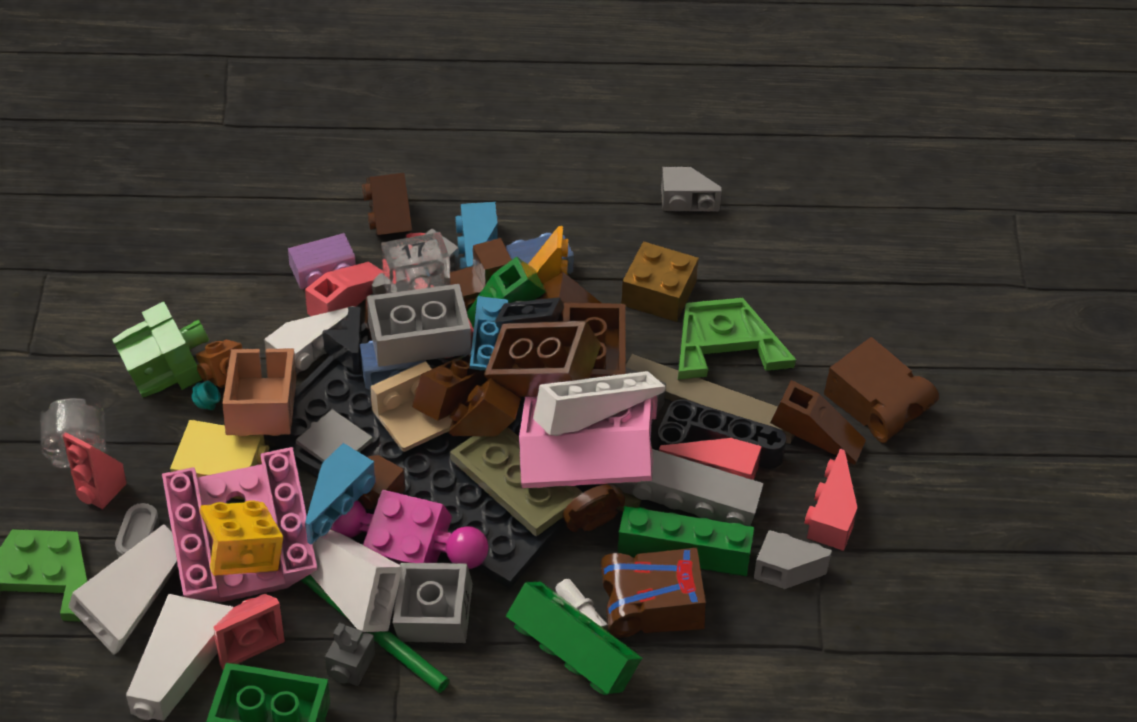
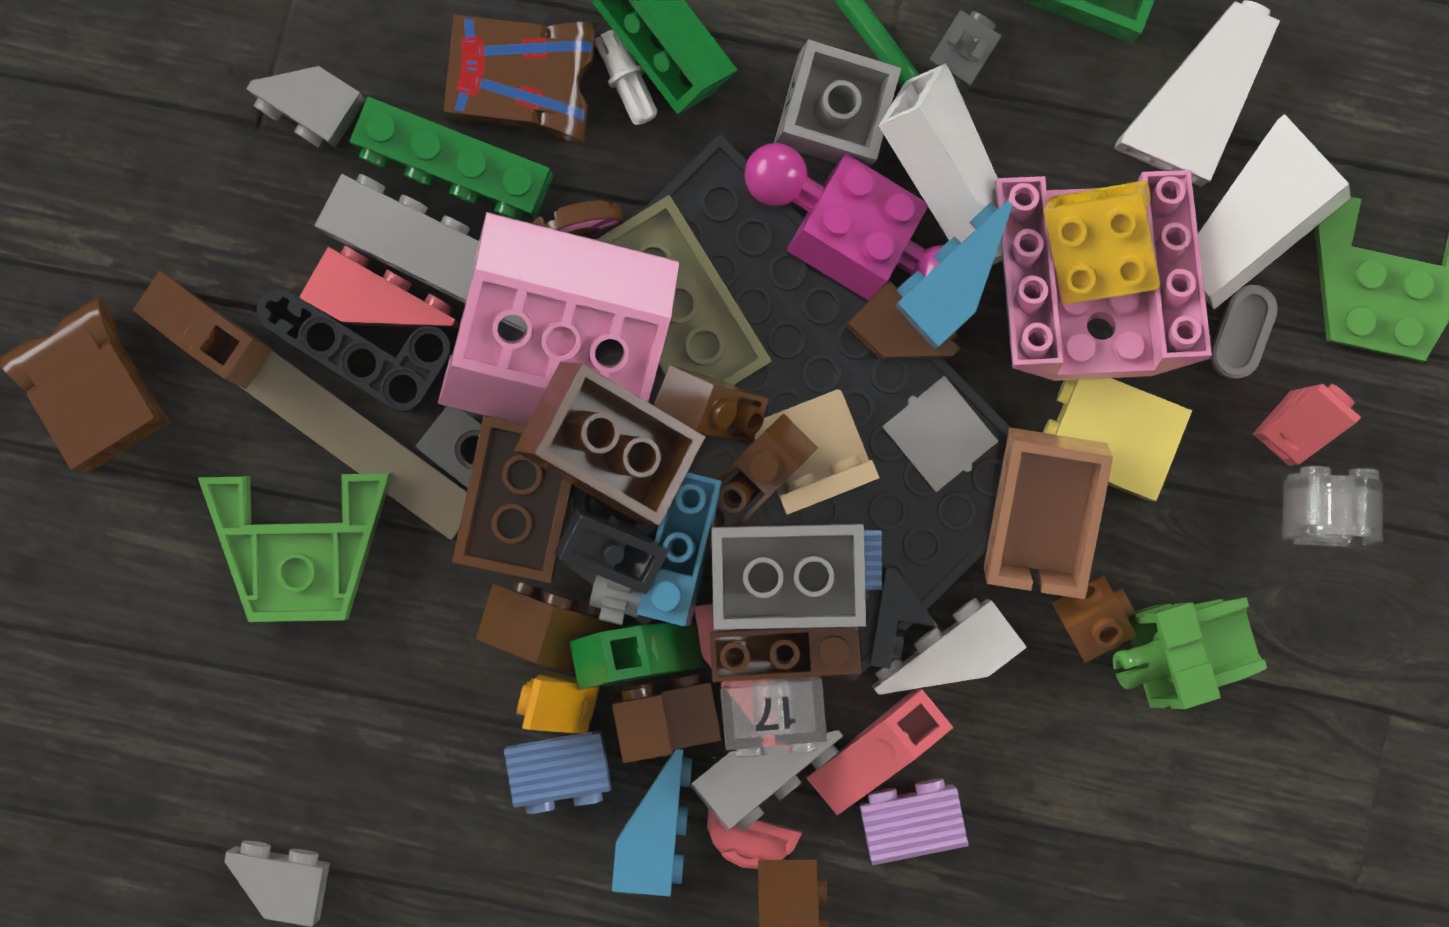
camera: 165 degrees left, 40 degrees up
(206, 395) = (1124, 568): teal plate -> none
(249, 629) = (1098, 115): coral slope -> none
(580, 403) = (541, 342): white slope -> none
(659, 281) = (373, 680): pearl gold brick -> none
(836, 506) = (214, 184): coral slope -> none

